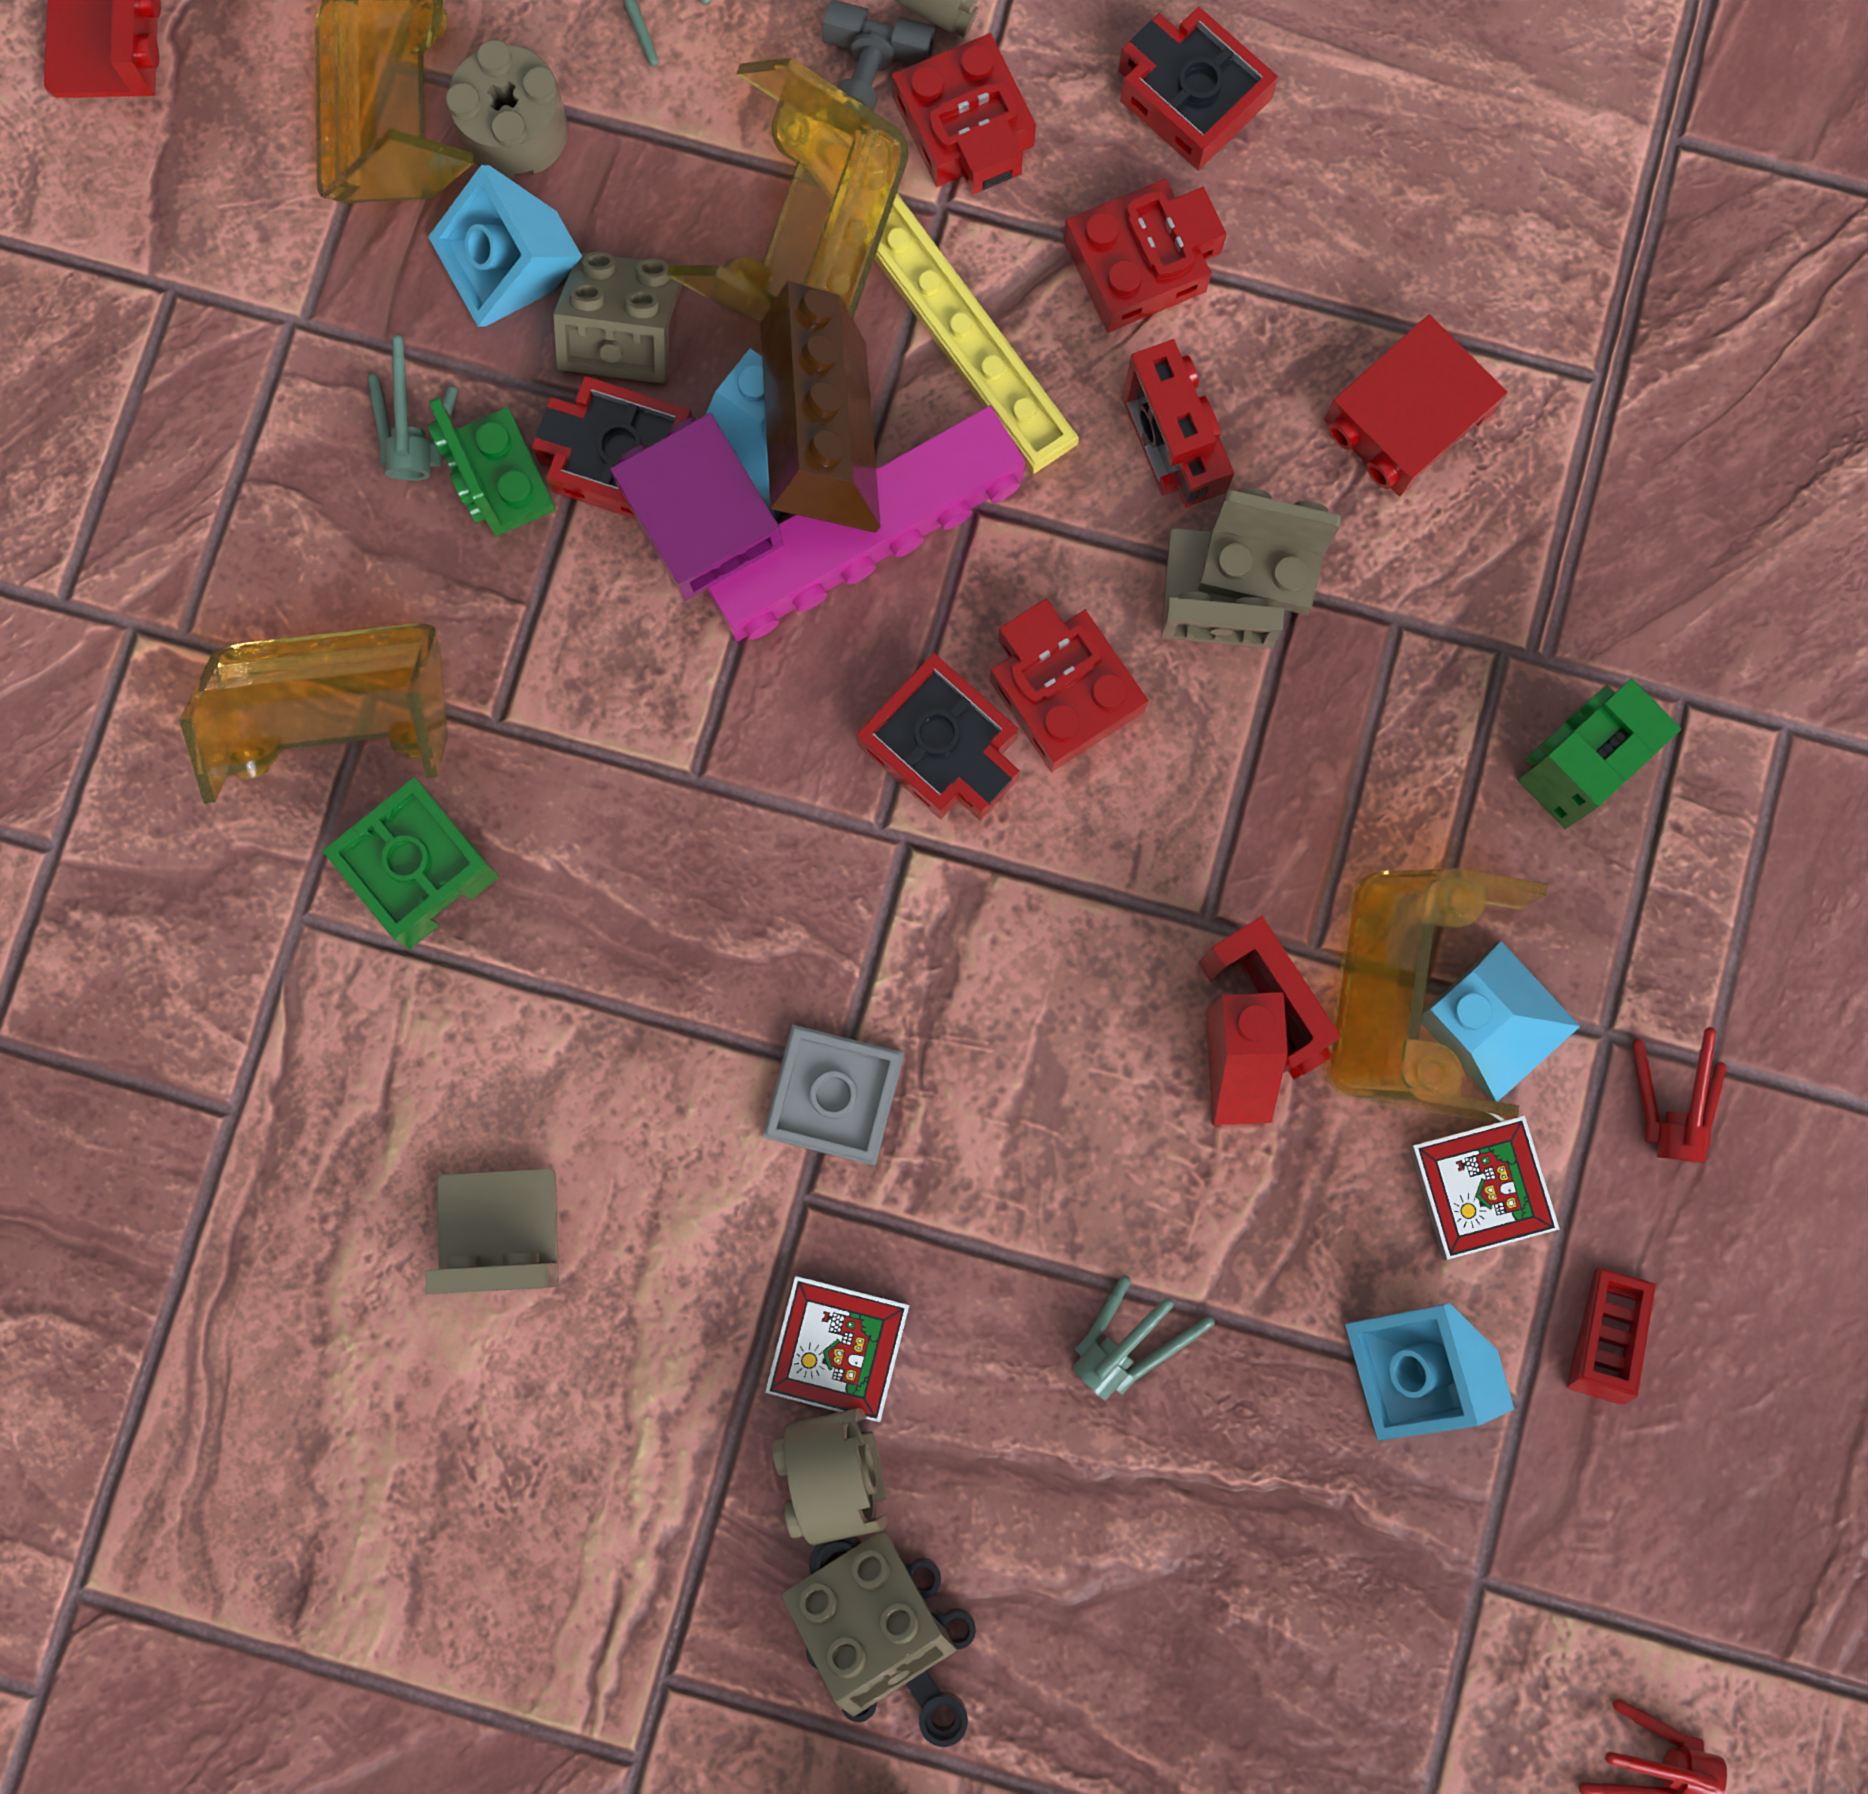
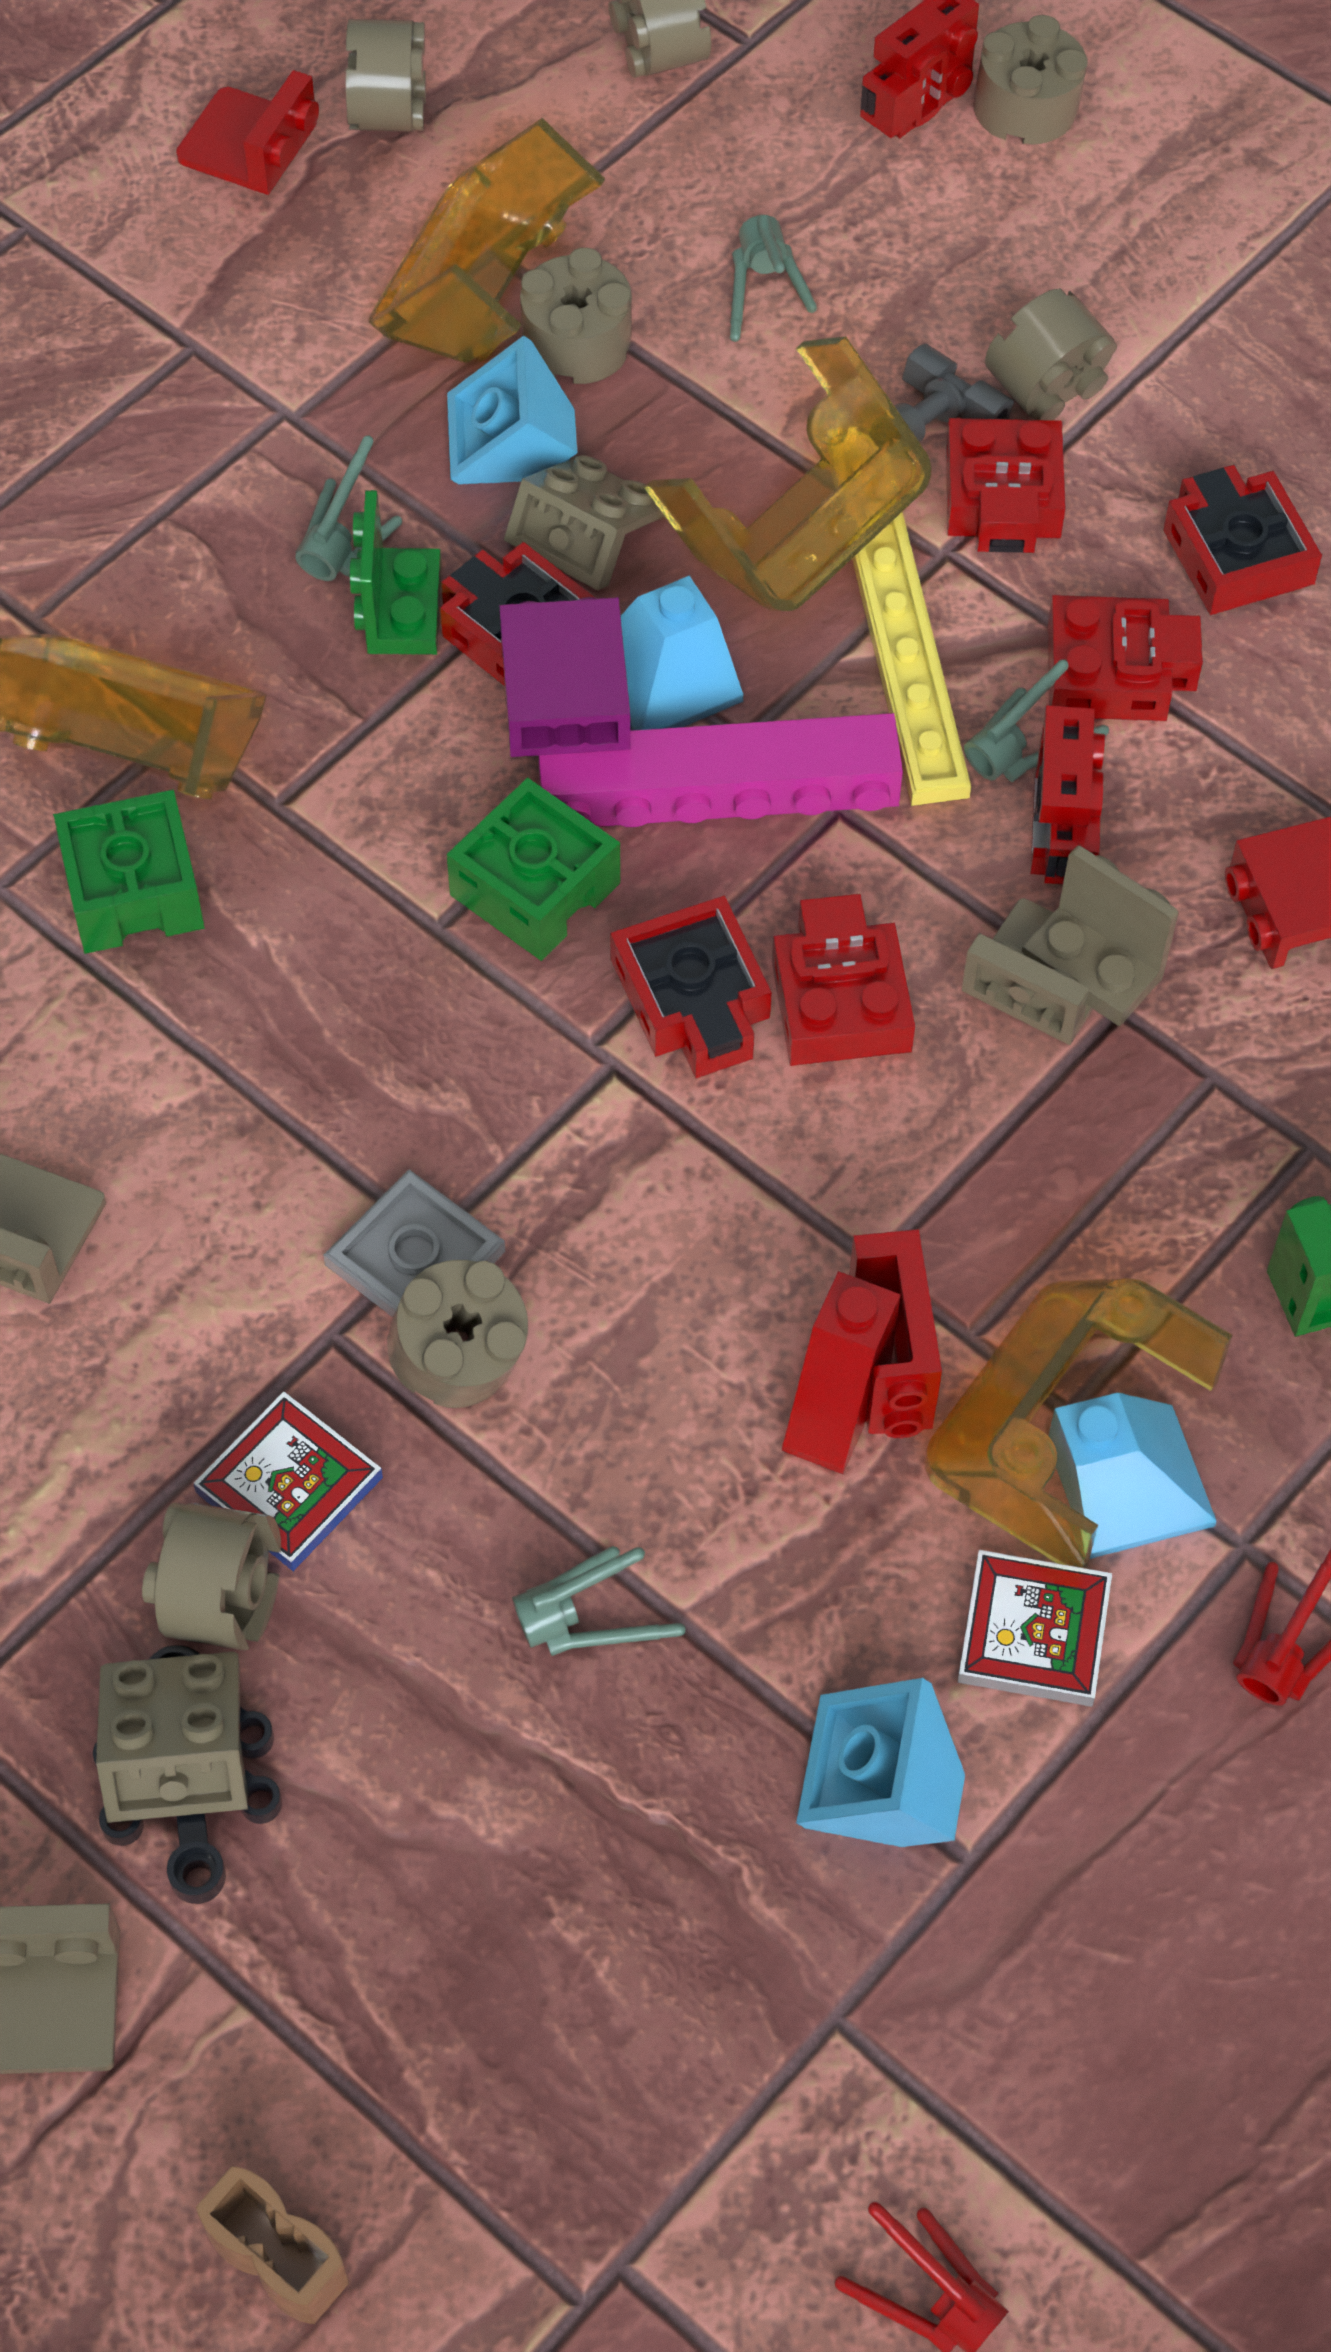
camera: 25 degrees right, 20 degrees down
(756, 697) = (533, 867): none -> green piece
(818, 410) = (726, 643): reddish brown slope -> none
(949, 1165) = (474, 1301): none -> dark tan brick
(1085, 389) = (1000, 742): none -> sand green plant
(1586, 1355) = (1071, 1865): red slope -> none

